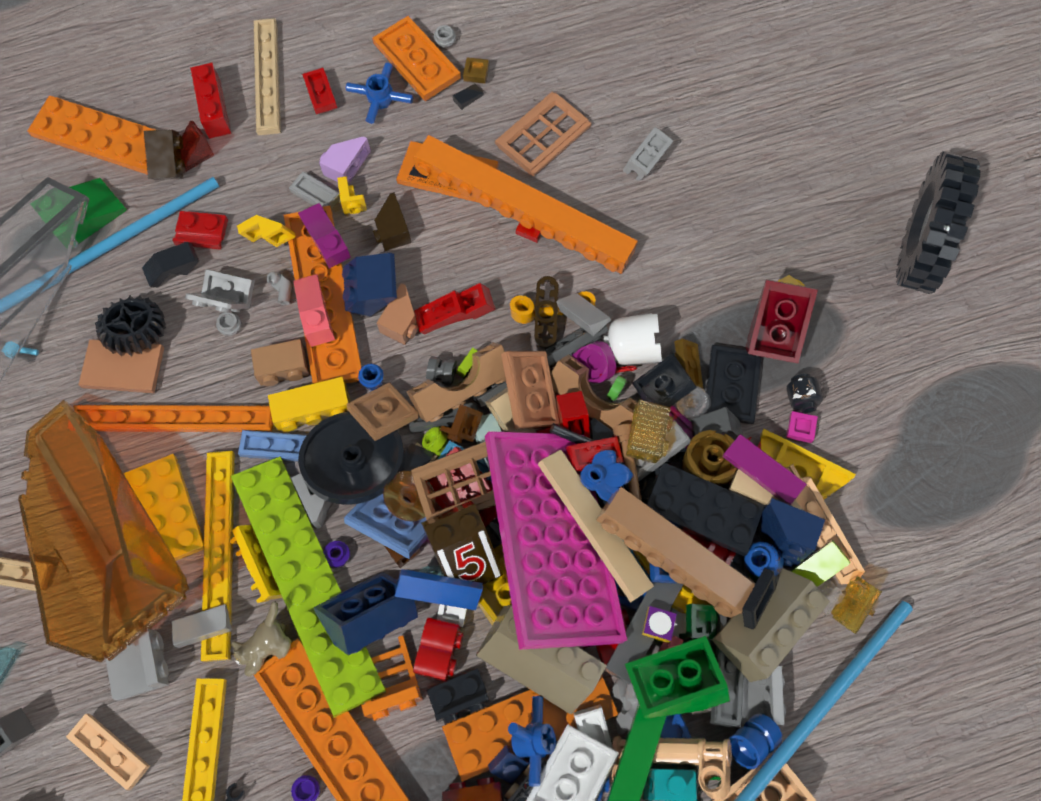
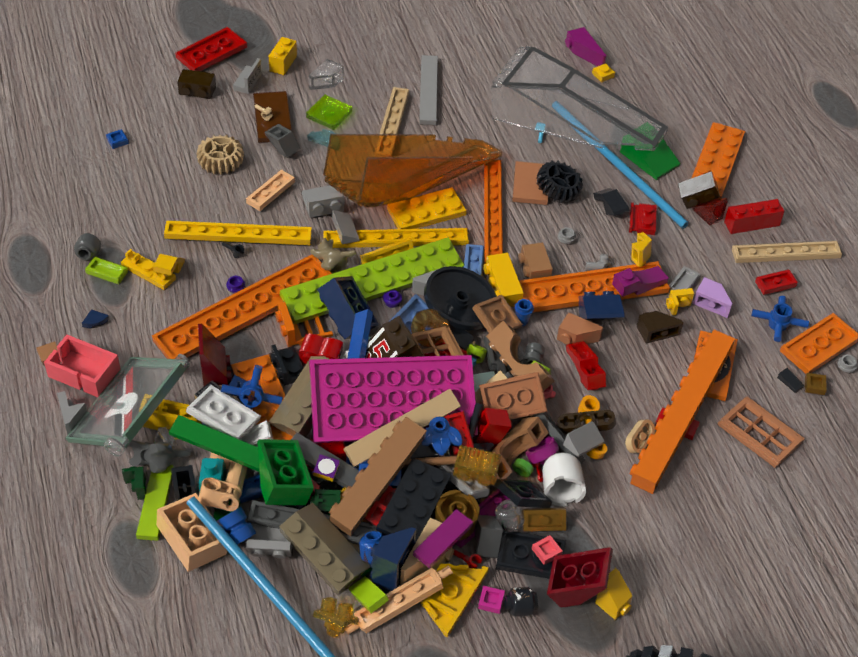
camera: 85 degrees right, 20 degrees down
(224, 292) = (587, 231): light grey bracket -> none
(313, 310) = (573, 275): coral slope -> none
(464, 424) = (486, 362): reddish brown bracket -> none
(566, 258) = (639, 435): none -> tan plate
(648, 153) = (748, 500): light grey hinge -> none
(736, 362) = (546, 549): none -> coral plate
(758, 599) = (341, 531): black tile -> none

